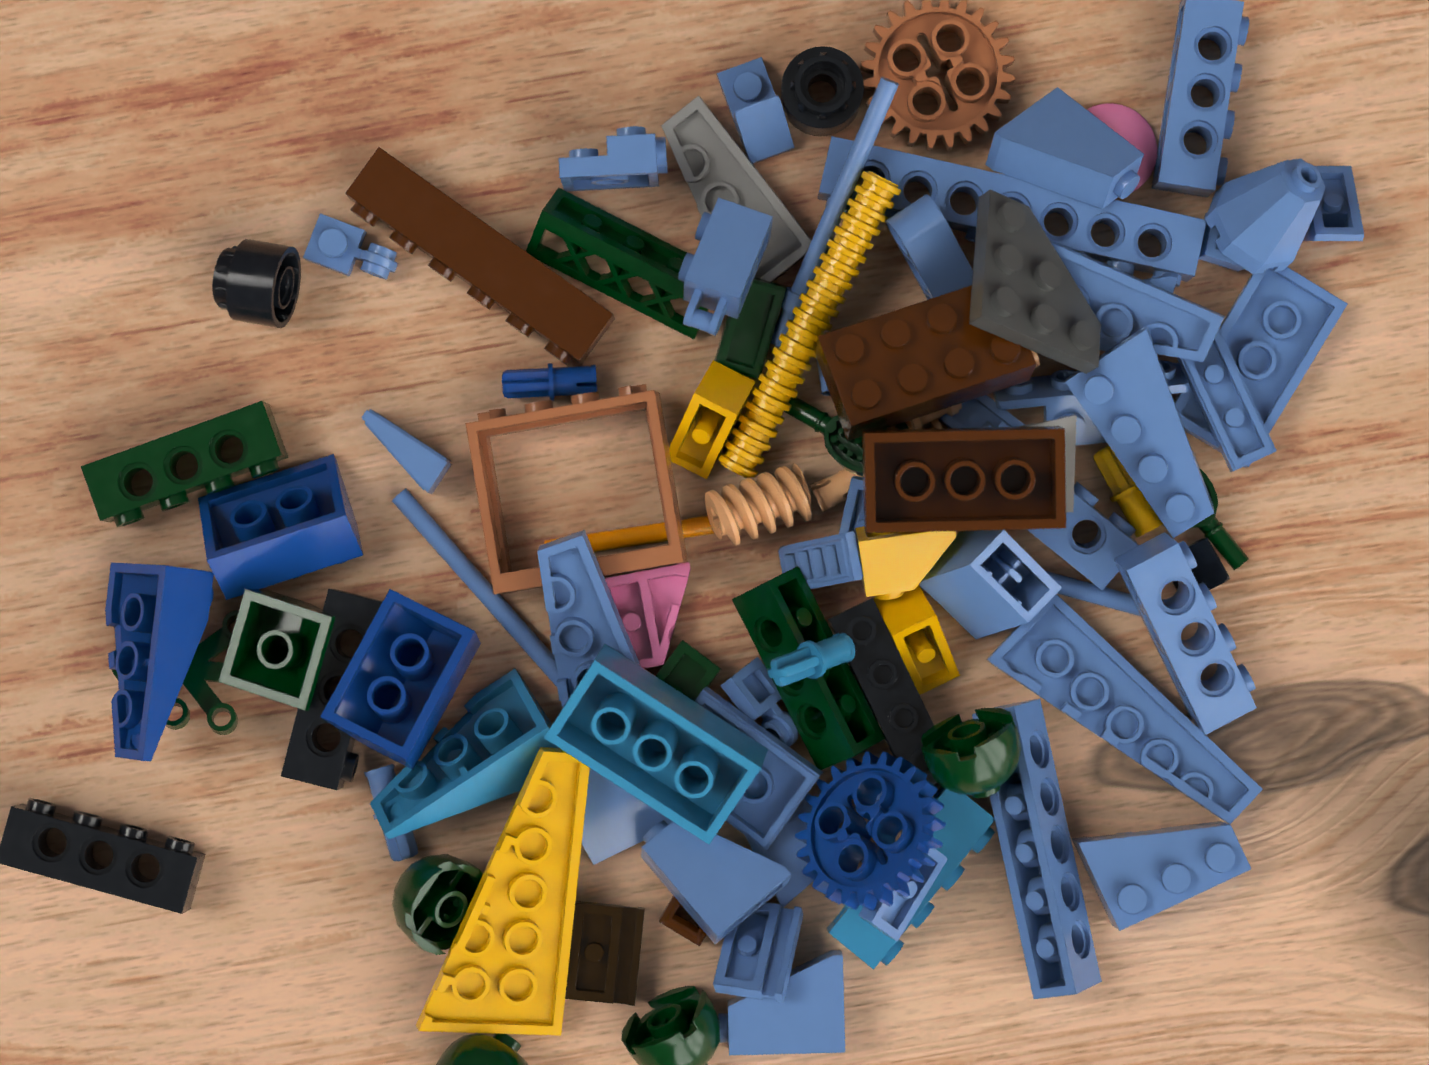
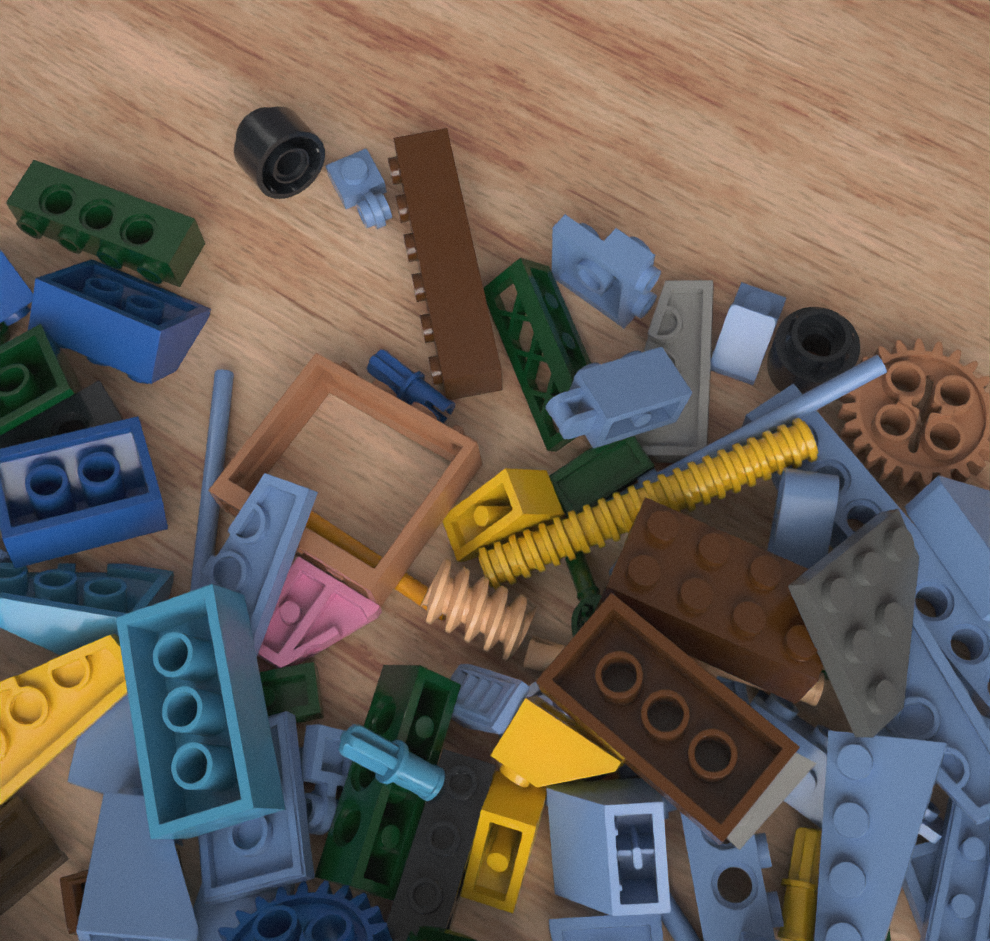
camera: 45 degrees right, 20 degrees down
(417, 458) = (260, 358): medium blue slope -> none

